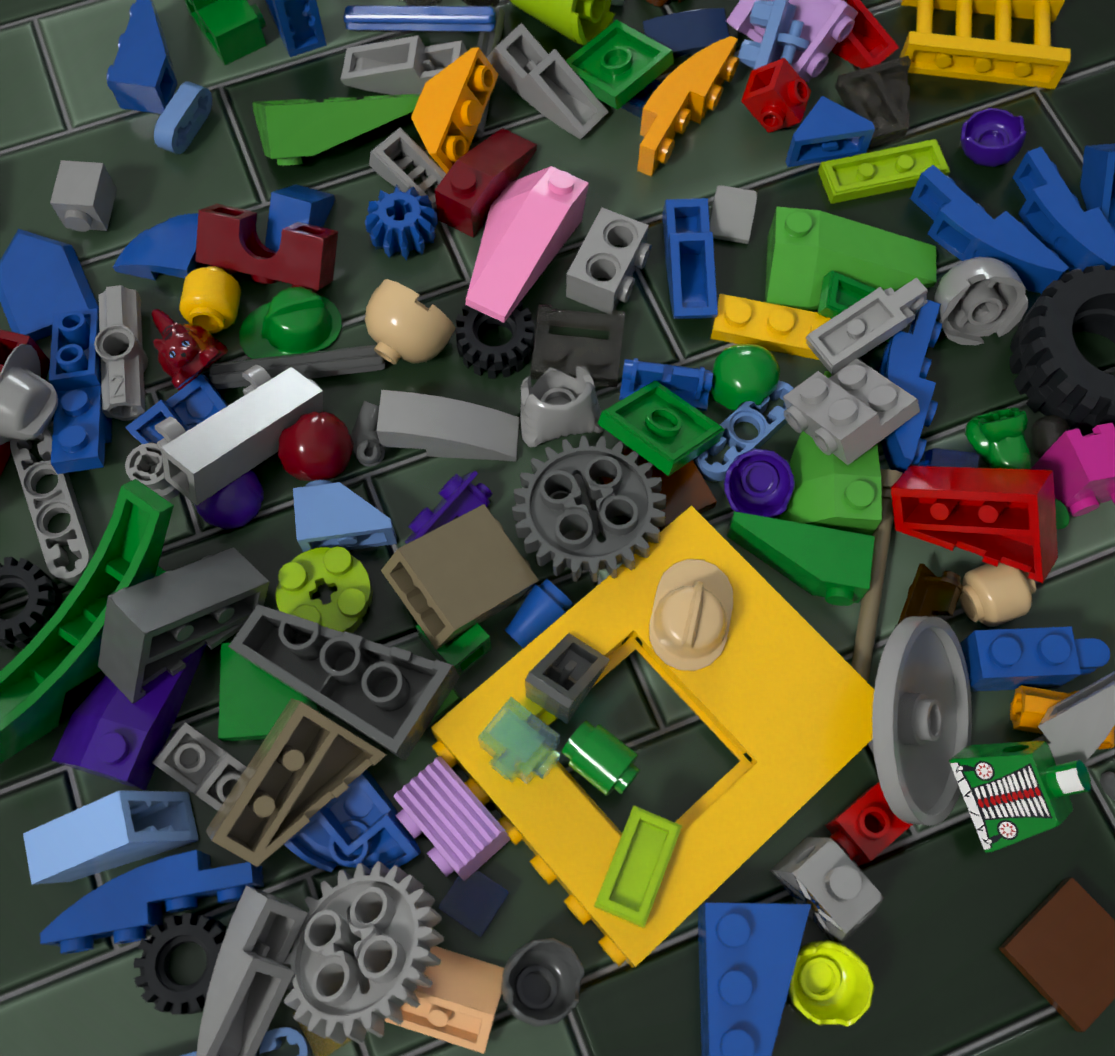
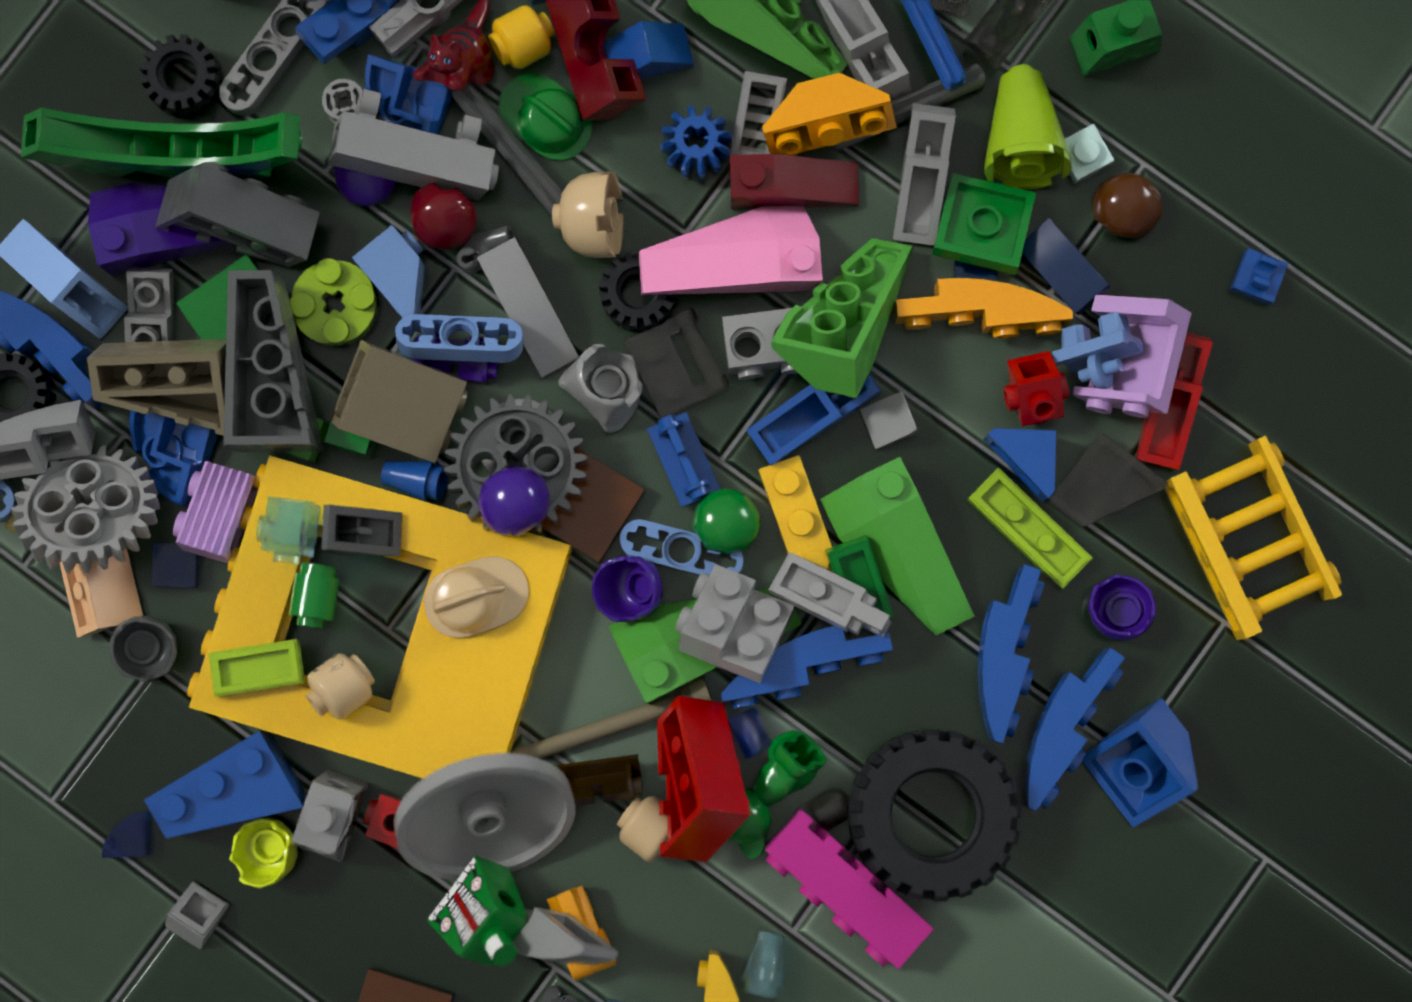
camera: 65 degrees right, 15 degrees up
(457, 461) = (446, 325): none -> medium blue beam
(628, 515) = (514, 501): none -> dark purple hair
(636, 184) = (842, 325): none -> bright green wedge
(661, 427) = (624, 480): green tile -> none
(709, 786) = (339, 686): none -> tan head
(813, 557) = (594, 671): green slope -> none
(980, 300) = (925, 677): light grey cylinder -> none
(1029, 657) = (608, 881): blue brick -> none

